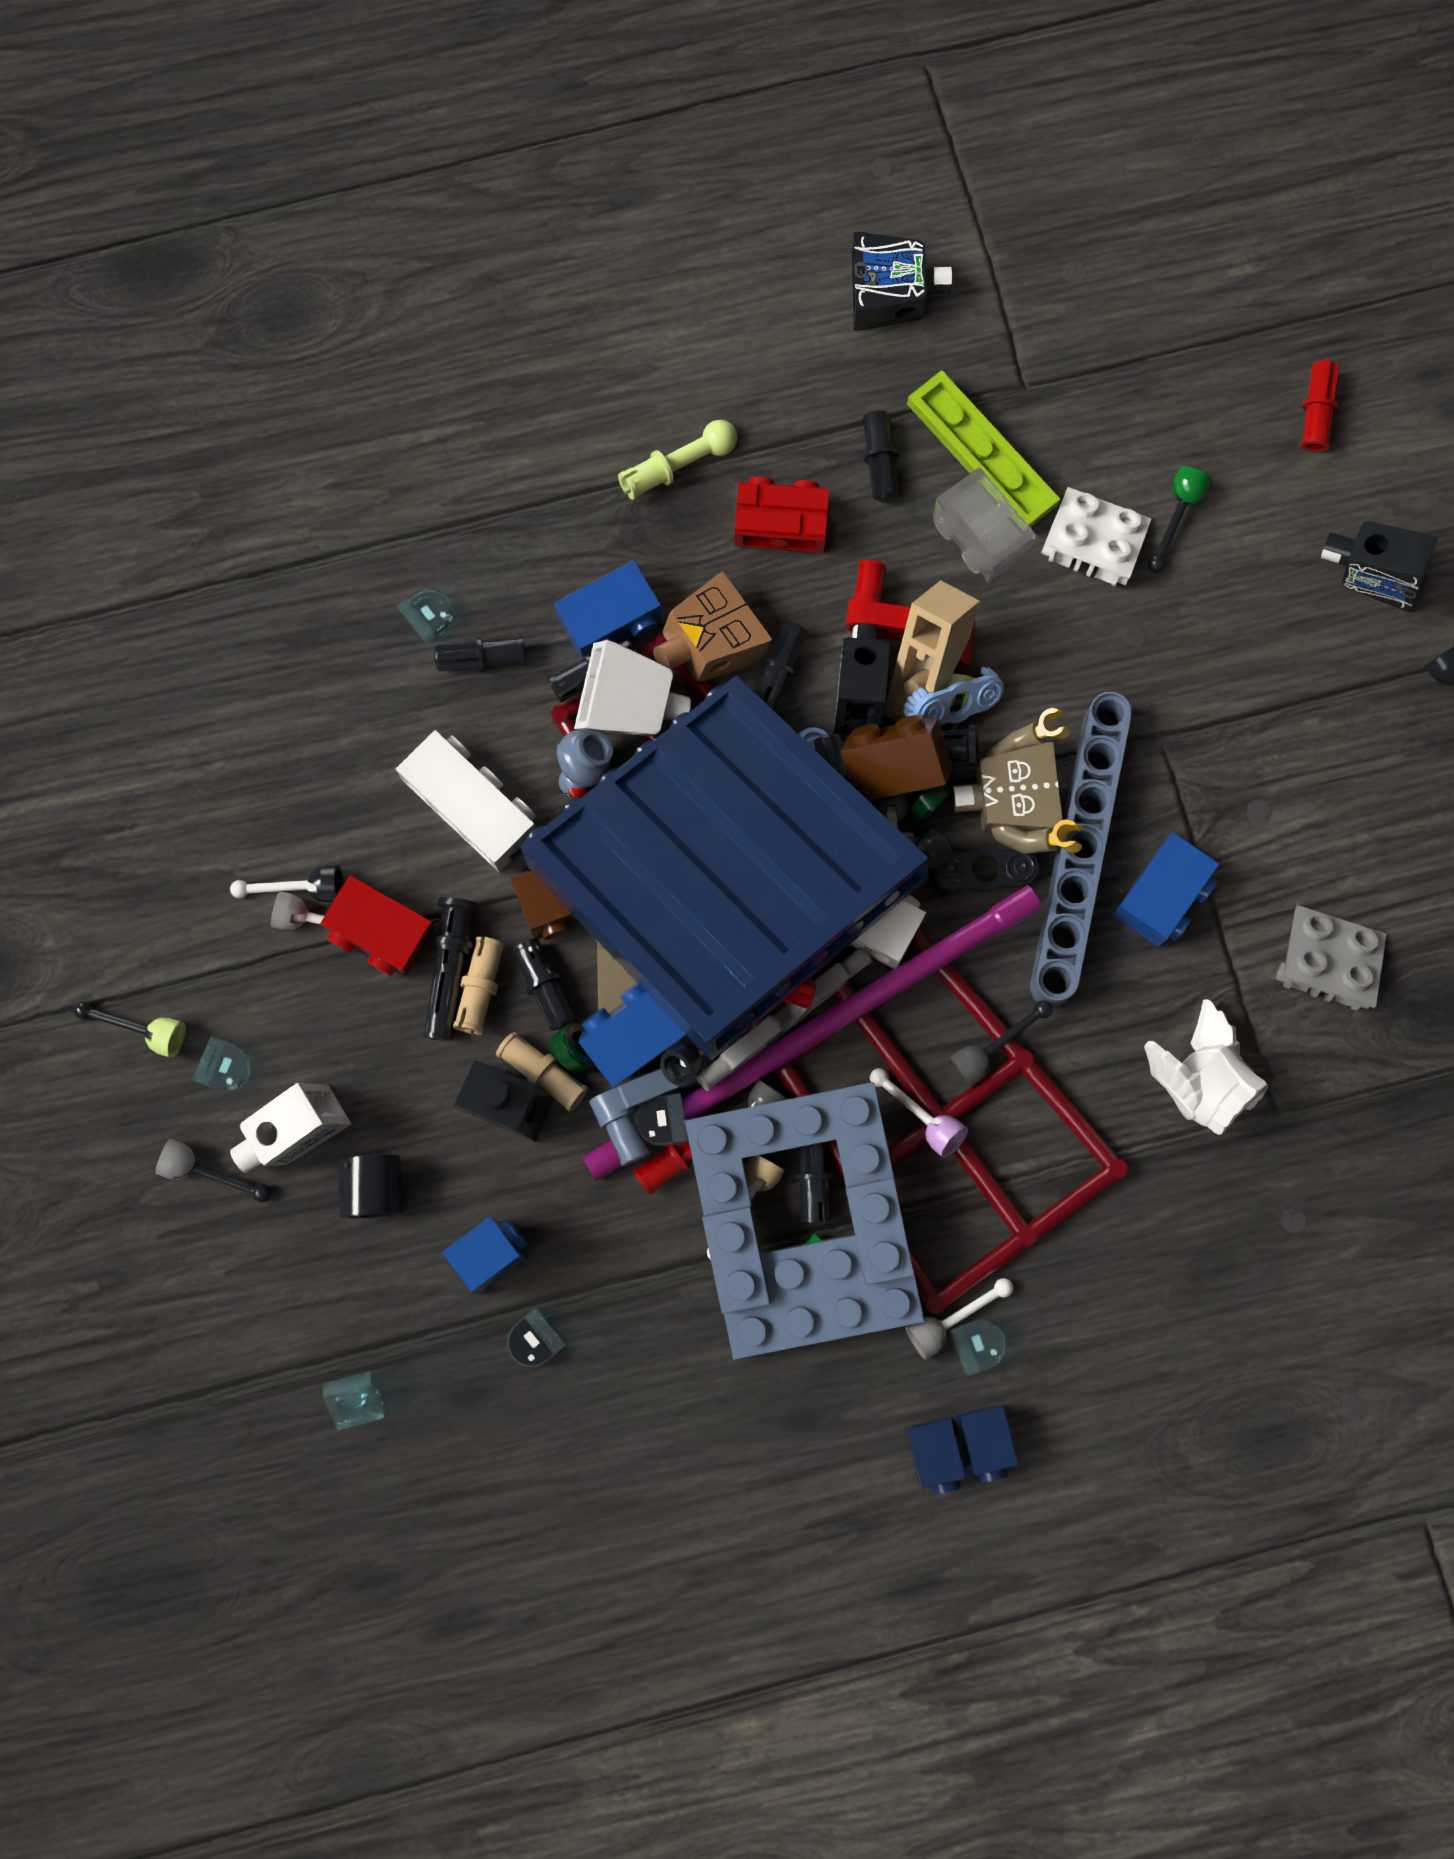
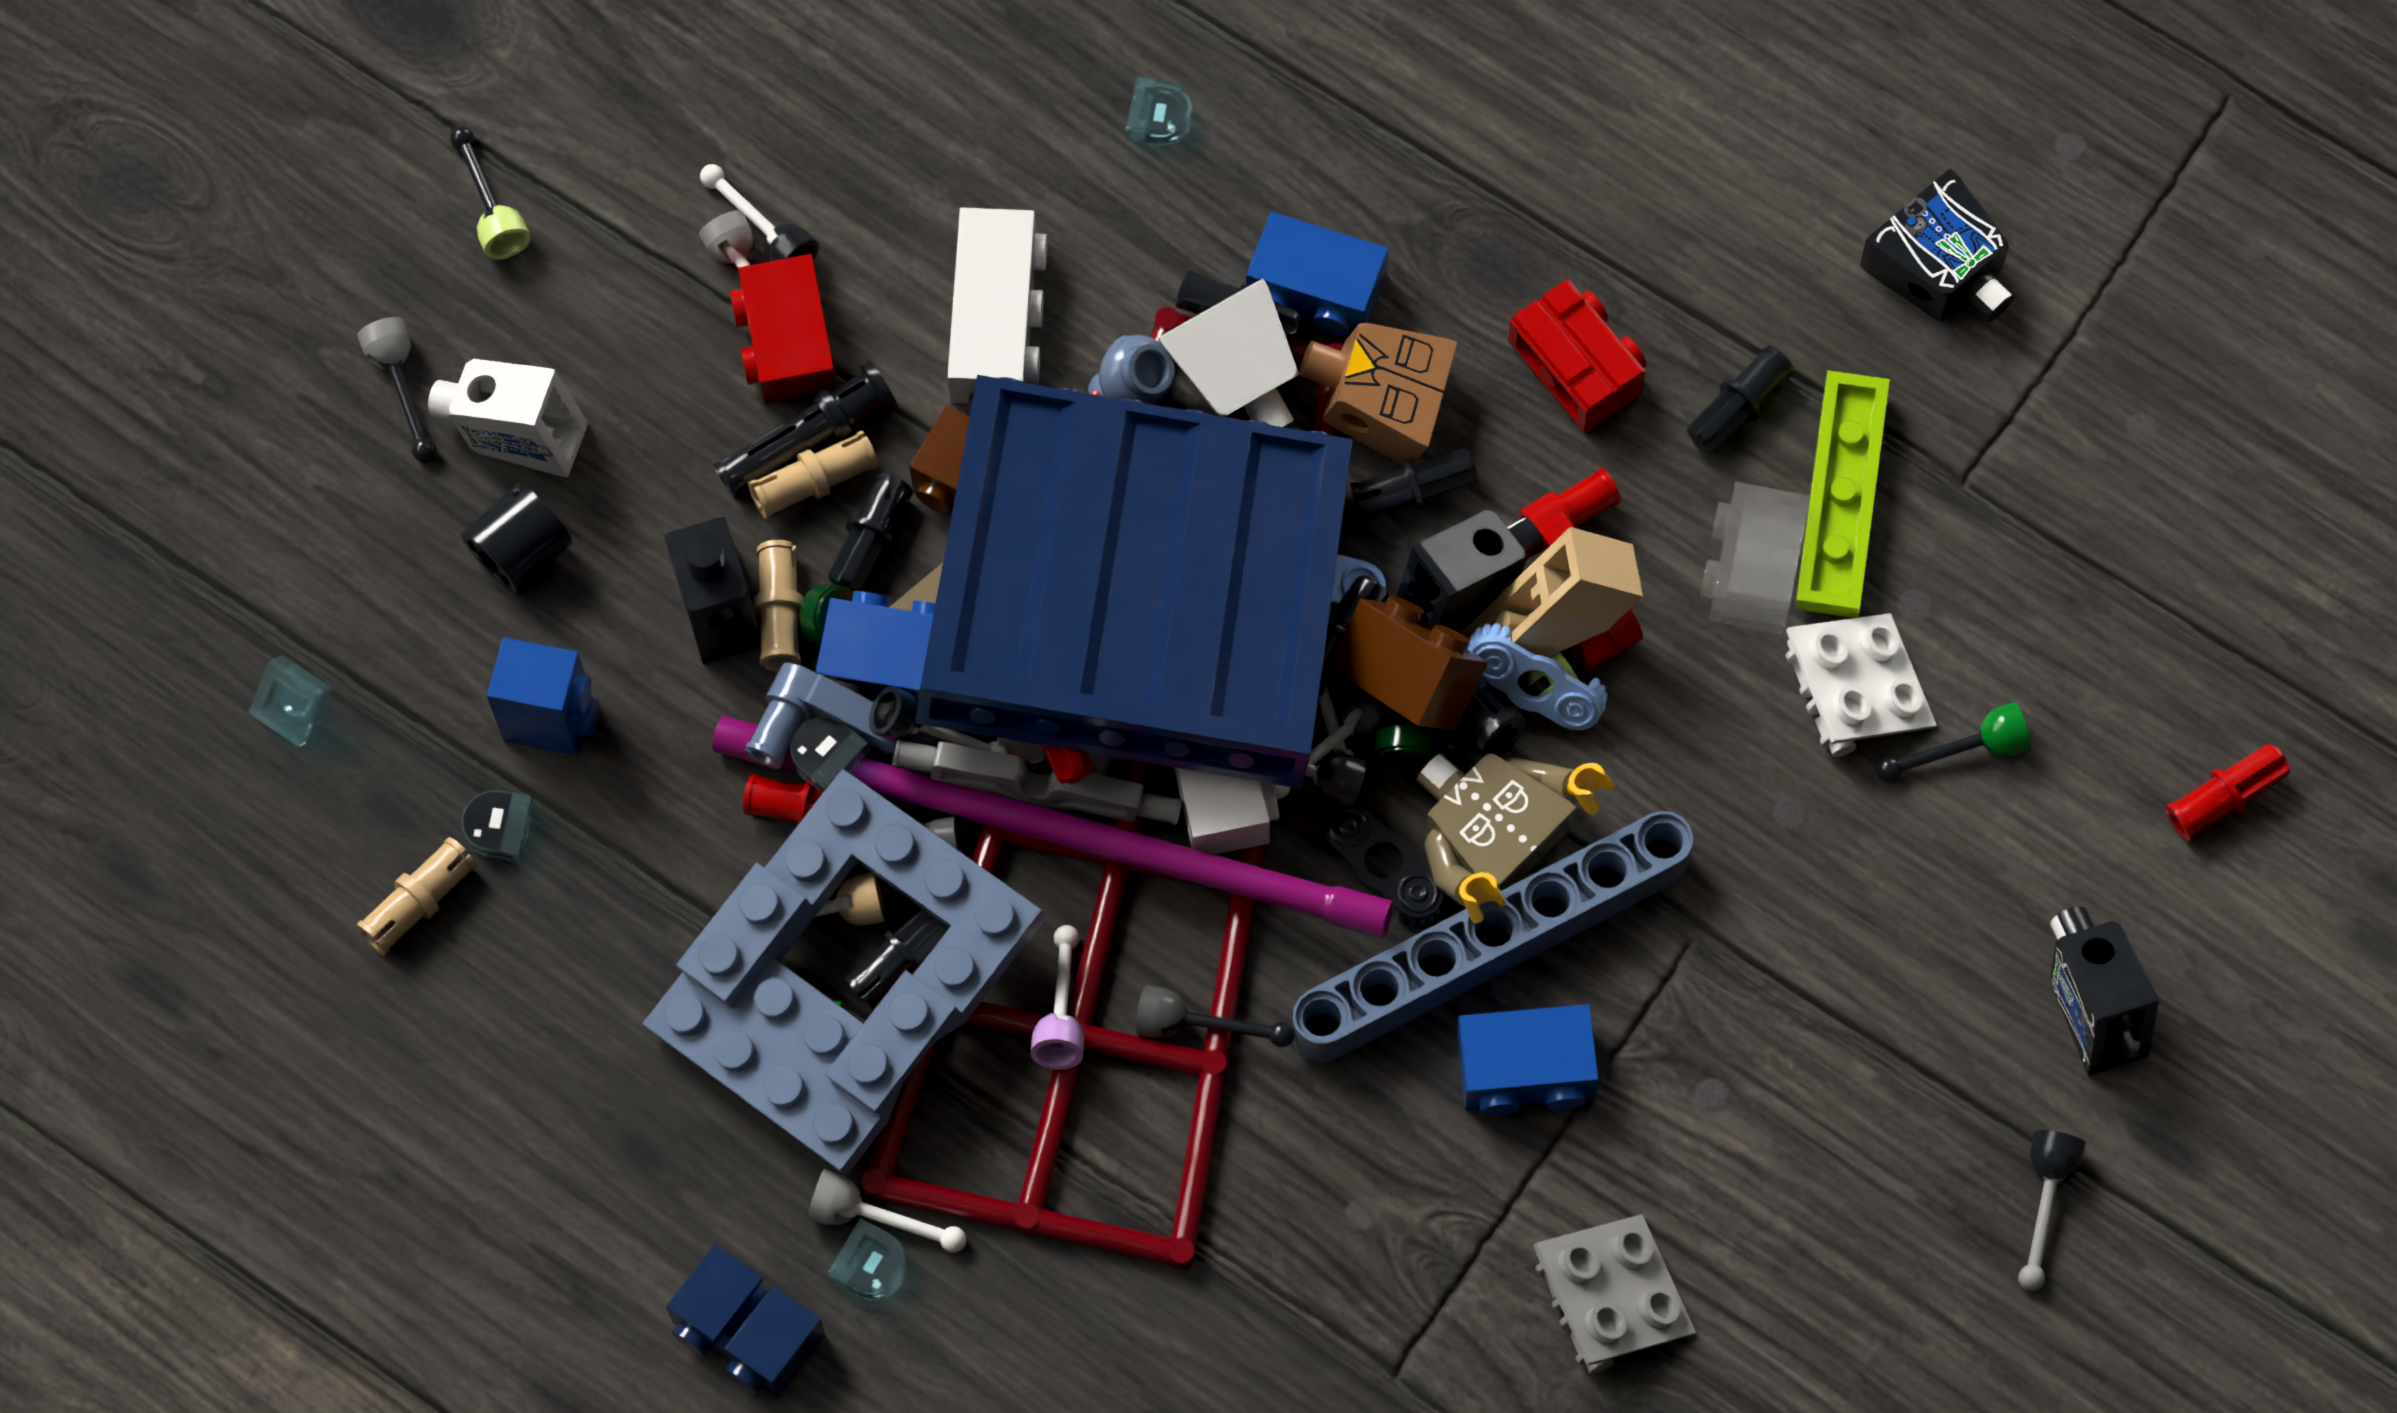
camera: 50 degrees right, 10 degrees down
(222, 1066) = (519, 309): clear light blue tile -> none
(480, 654) = (1160, 195): black axle -> none
(539, 1424) = (416, 896): none -> tan pin
(717, 438) = (1609, 230): yellowish green pin -> none
(1212, 1081) = (1361, 1253): white helmet -> none

